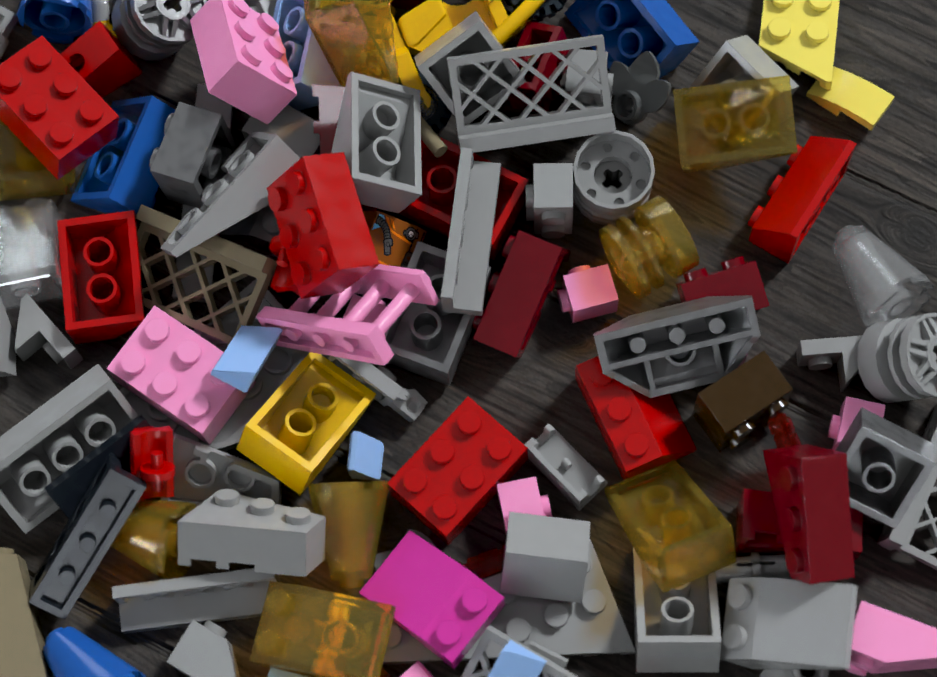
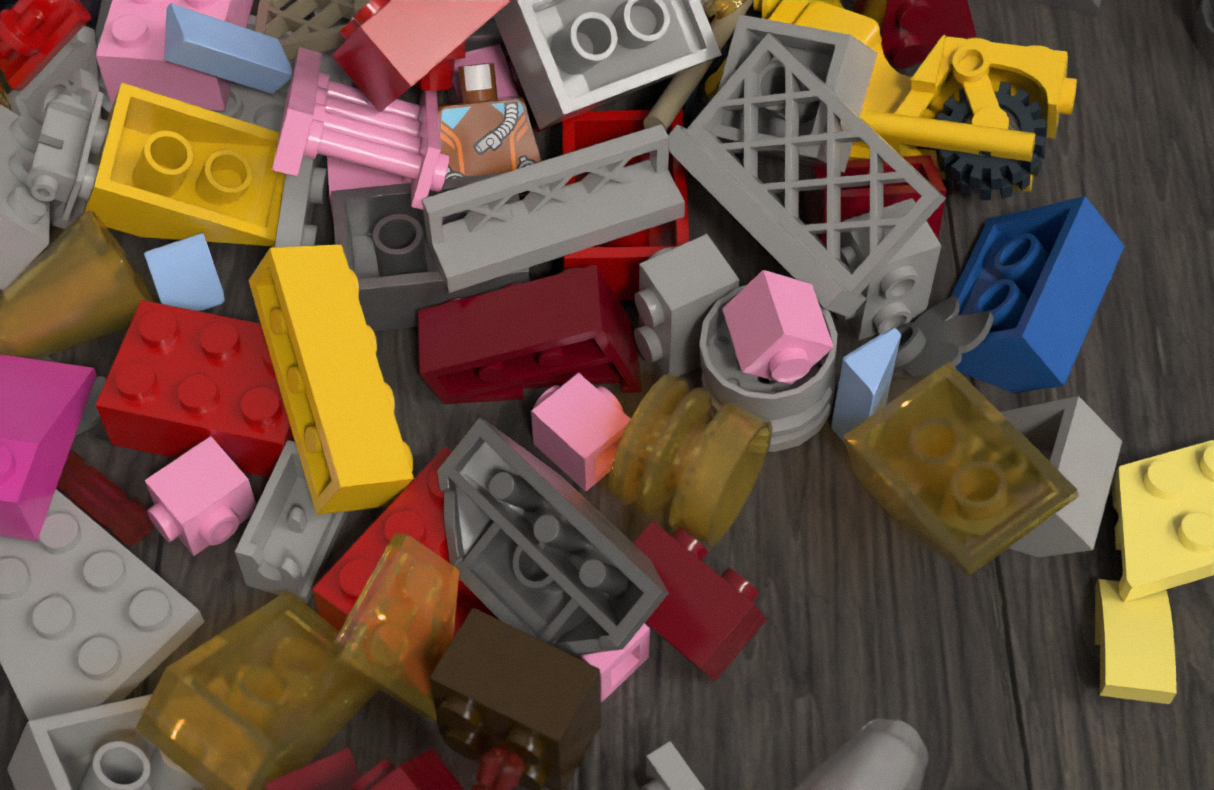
camera: 55 degrees right, 15 degrees down
(286, 483) = (66, 172): none -> light grey hinge
(508, 402) = (330, 378): none -> yellow brick
(545, 557) = (124, 543): light grey slope -> none
(618, 161) = (777, 327): none -> bright pink brick
(659, 137) = (865, 381): none -> light blue slope
(670, 435) = (401, 624): none -> clear yellow wing
(800, 195) = (917, 641): red slope -> none

